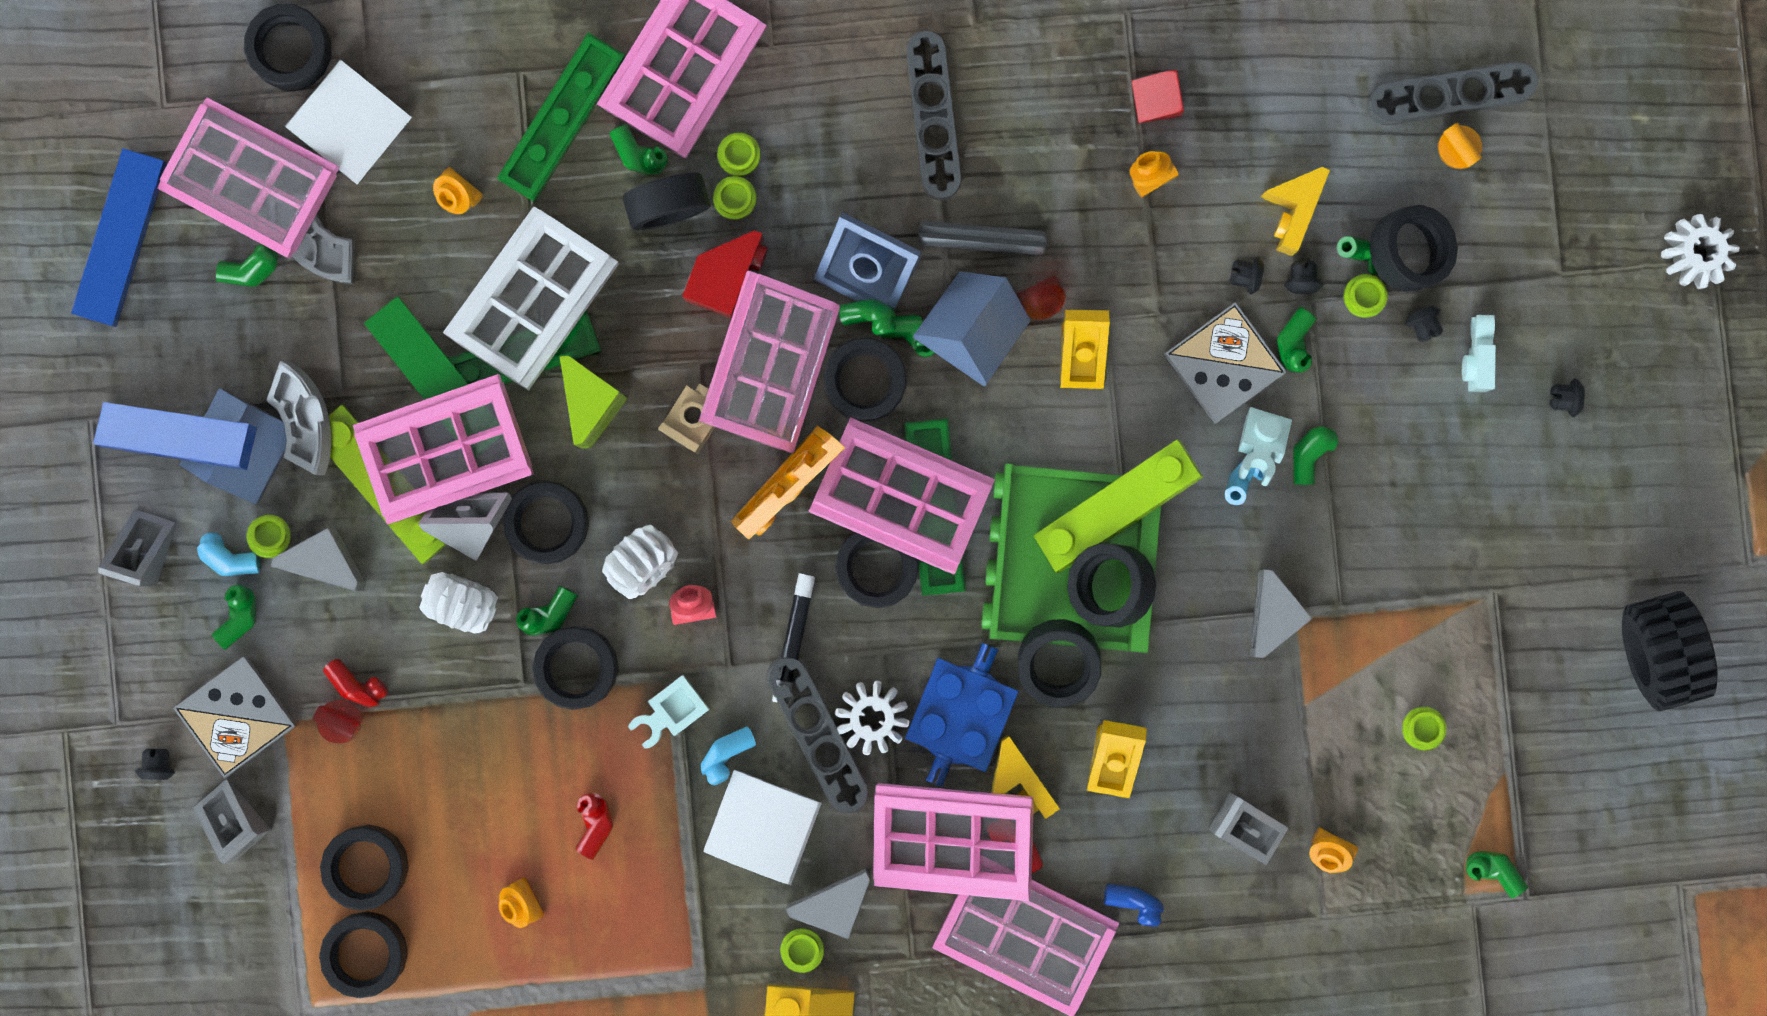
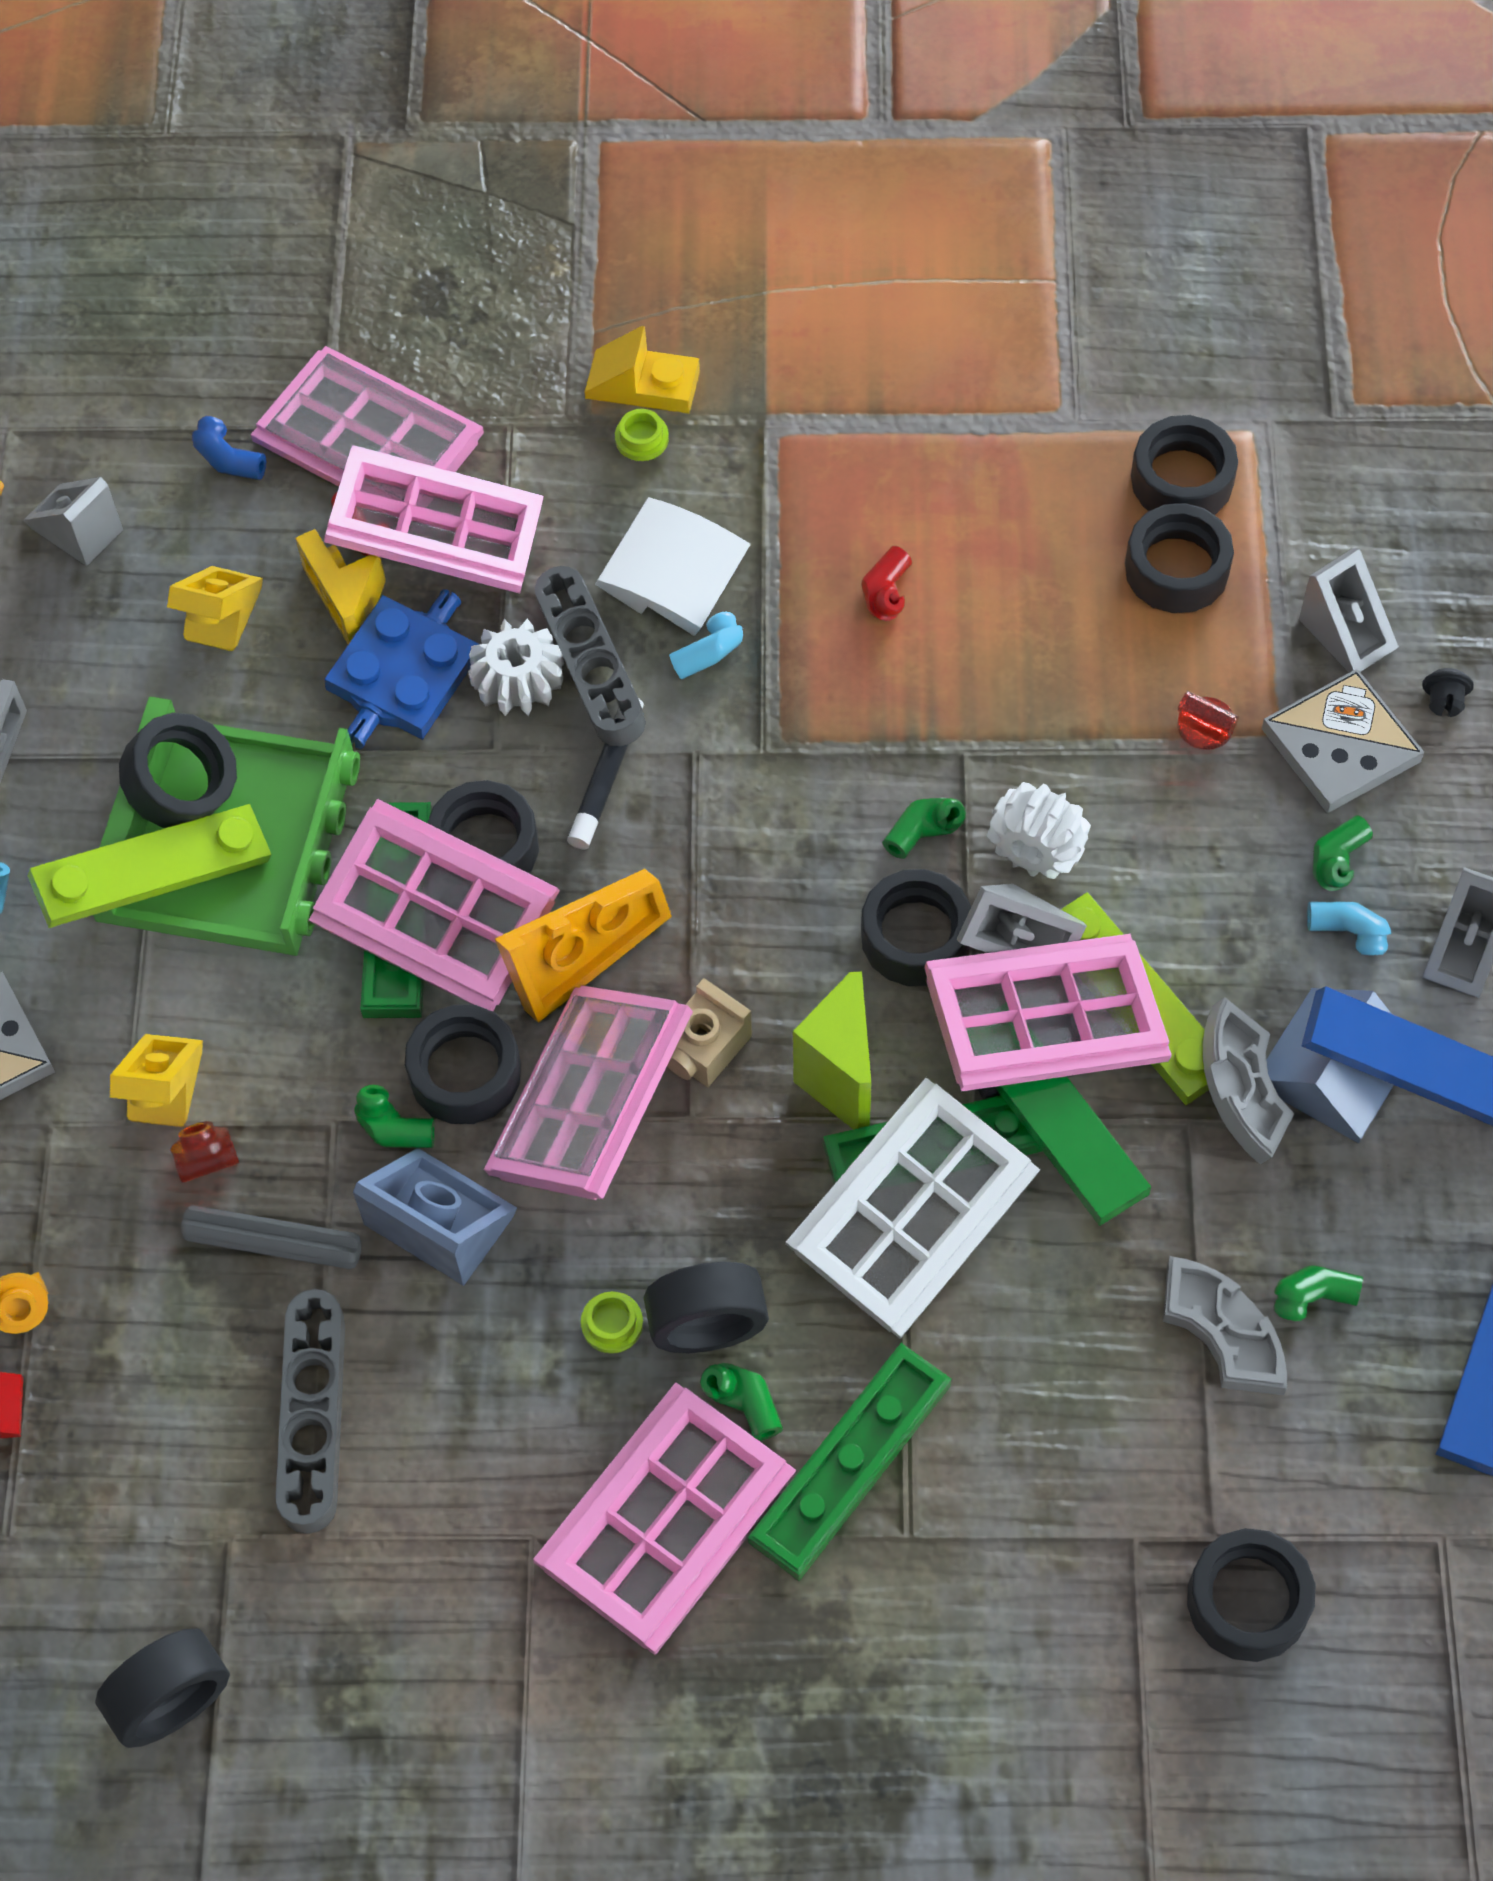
camera: 175 degrees left, 25 degrees down
(248, 177) = (1314, 1410): clear piece -> none
(268, 536) = (1293, 944): lime plate -> none
(323, 559) = (1222, 902): light grey slope -> none
(348, 121) = (1164, 1478): white slope -> none
(352, 689) = (1183, 754): red arm -> none
(455, 192) = (1012, 1366): light orange plate -> none
(519, 904) = (985, 508): light orange plate -> none
(542, 672) = (884, 717): black tyre -> none
(639, 561) = (792, 857): white gear -> none
(674, 708) = (772, 701): light aqua plate -> none
(691, 605) = (733, 817): coral plate -> none
(721, 272) = (638, 1215): red slope -> none
(739, 154) = (598, 1381): lime plate -> none
(833, 906) = (595, 474): light grey slope -> none
(869, 310) = (437, 1145): green arm -> none
(974, 324) = (304, 1117): sand blue slope -> none
(1067, 694) = (271, 729): black tyre -> none

